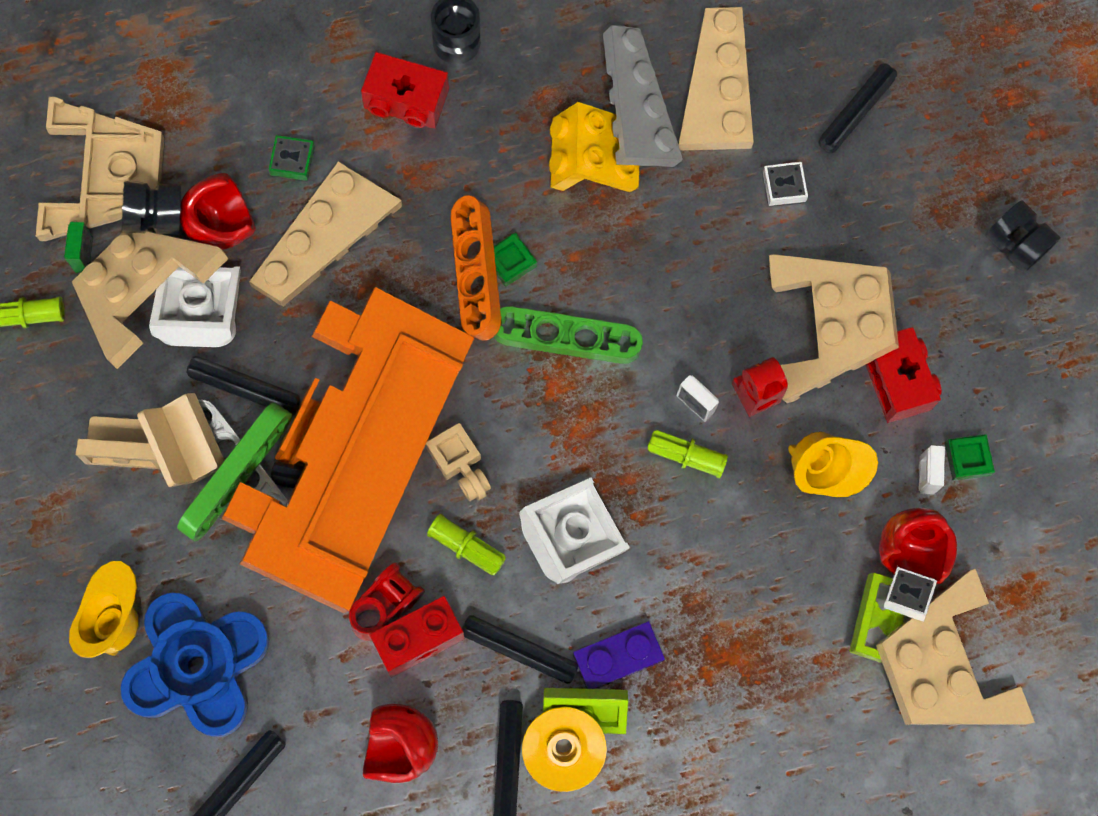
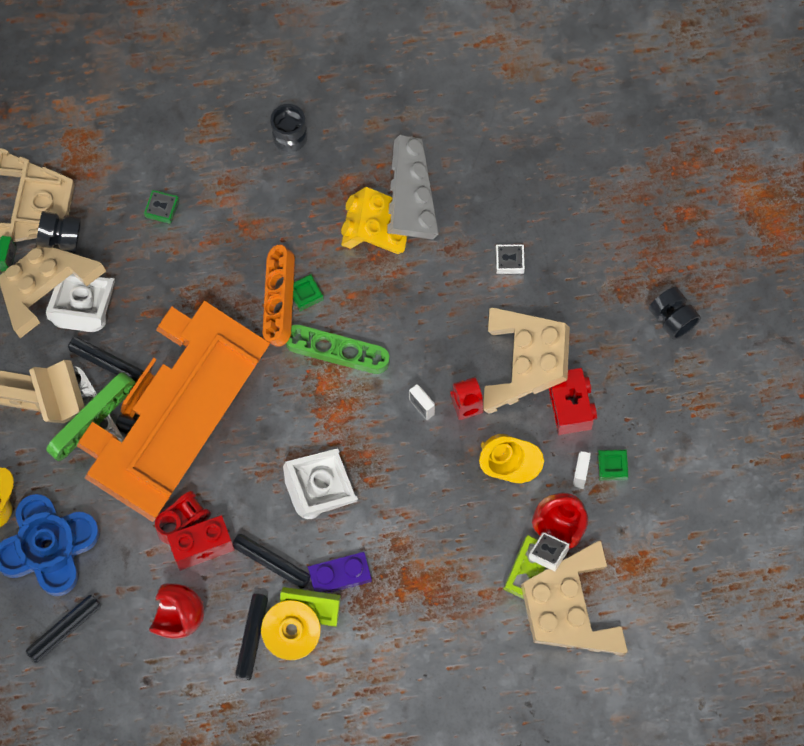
camera: 15 degrees right, 5 degrees down
(216, 213) = (103, 239): red piece -> none
(325, 229) = (183, 253): tan wing -> none
(405, 91) = (247, 167): red brick -> none
(455, 454) = (245, 423): tan plate -> none
(466, 545) = (244, 485): lime axle -> none
(687, 453) = (409, 440): lime axle -> none
(719, 94) = (472, 189): tan wing -> none
(857, 108) = (571, 210): black axle -> none

